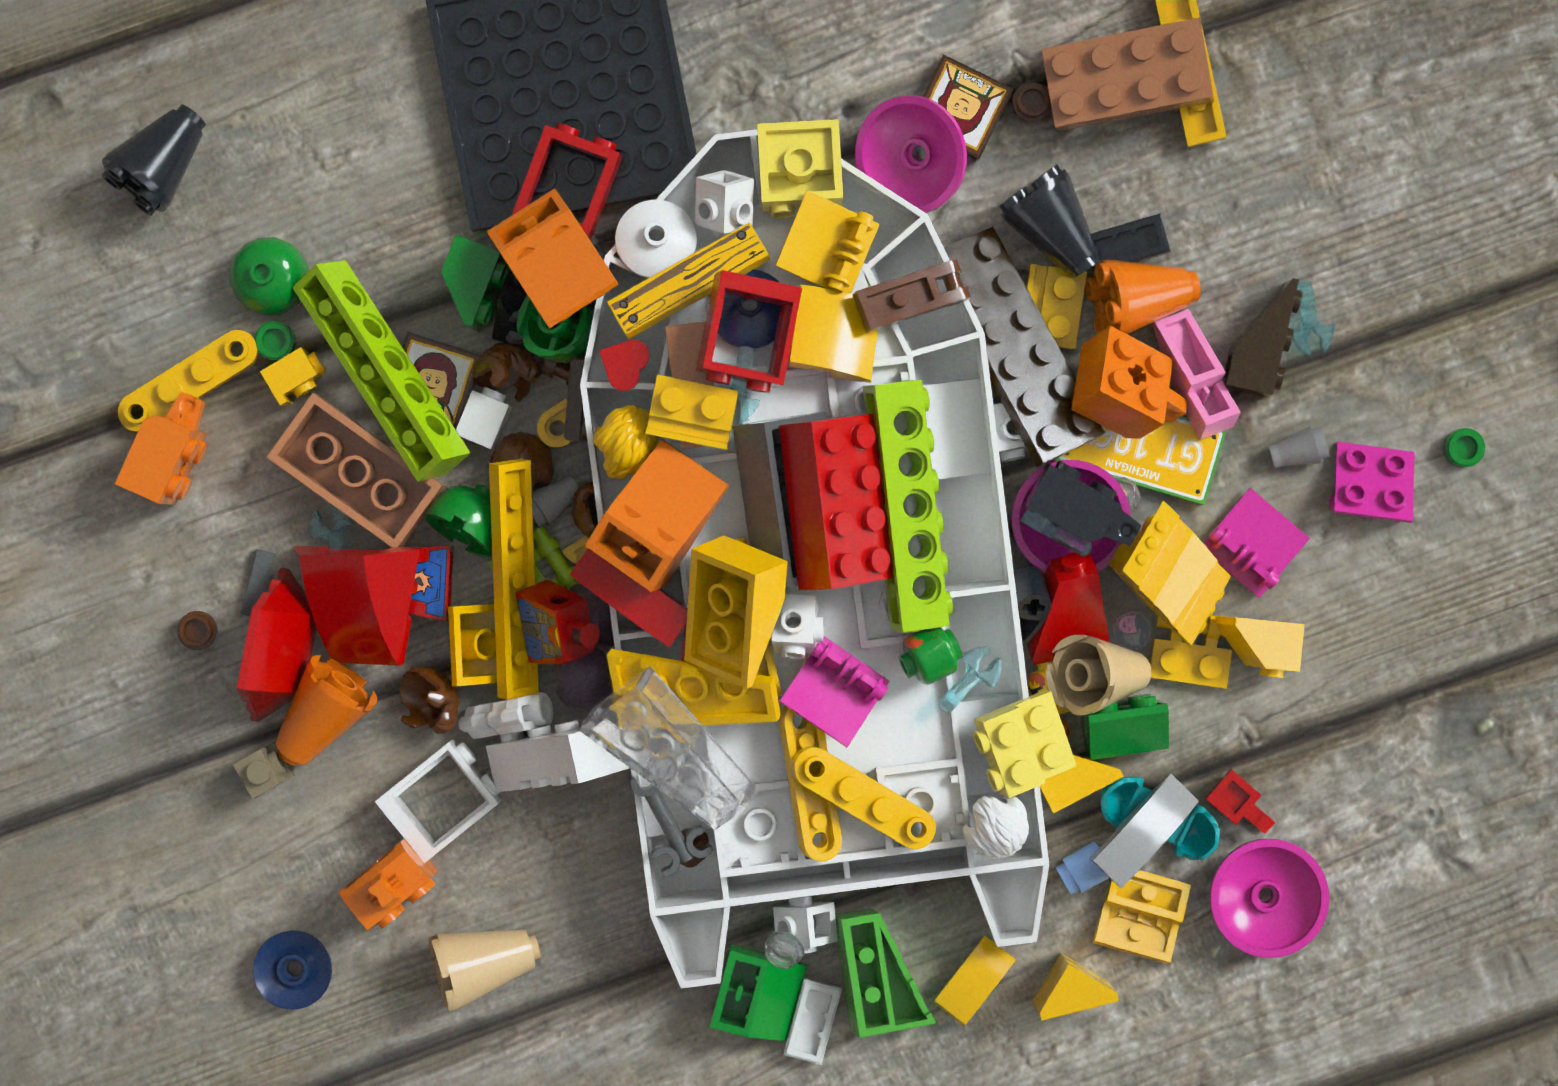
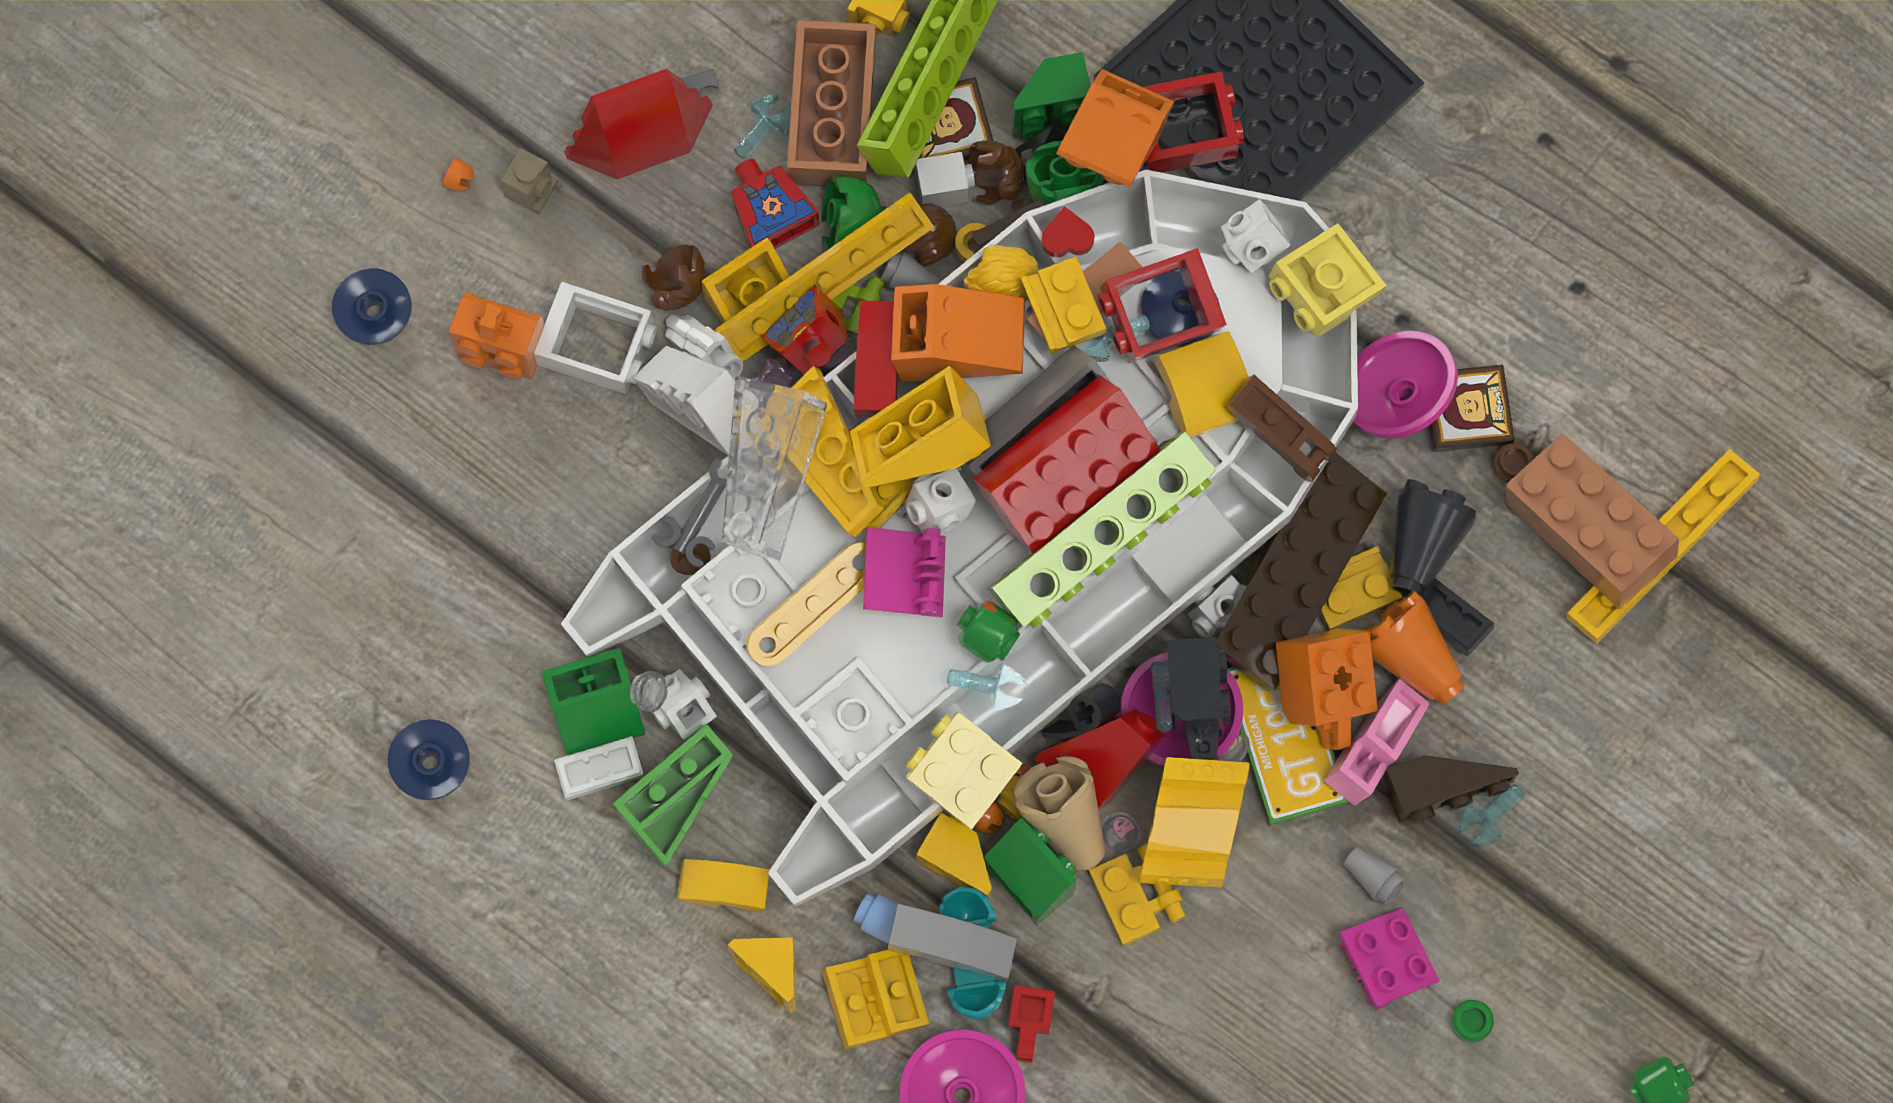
camera: 55 degrees right, 15 degrees down
(197, 630) = (613, 62): reddish brown plate -> none
(219, 825) = (454, 176): none -> orange hinge
(322, 709) = (611, 195): orange cone -> none
(361, 600) = (724, 168): red wedge -> none
(479, 962) = (475, 452): tan cone -> none
(648, 256) = (1179, 216): white dish -> none
(687, 280) = (1164, 239): yellow tile -> none
(827, 243) = (1278, 335): yellow hinge -> none
(863, 797) = (828, 655): yellow plate -> none
(998, 827) = (875, 788): white hair -> none
(1255, 543) = (1266, 889): dark pink hinge -> none
(1264, 643) = (1184, 945): yellow slope -> none

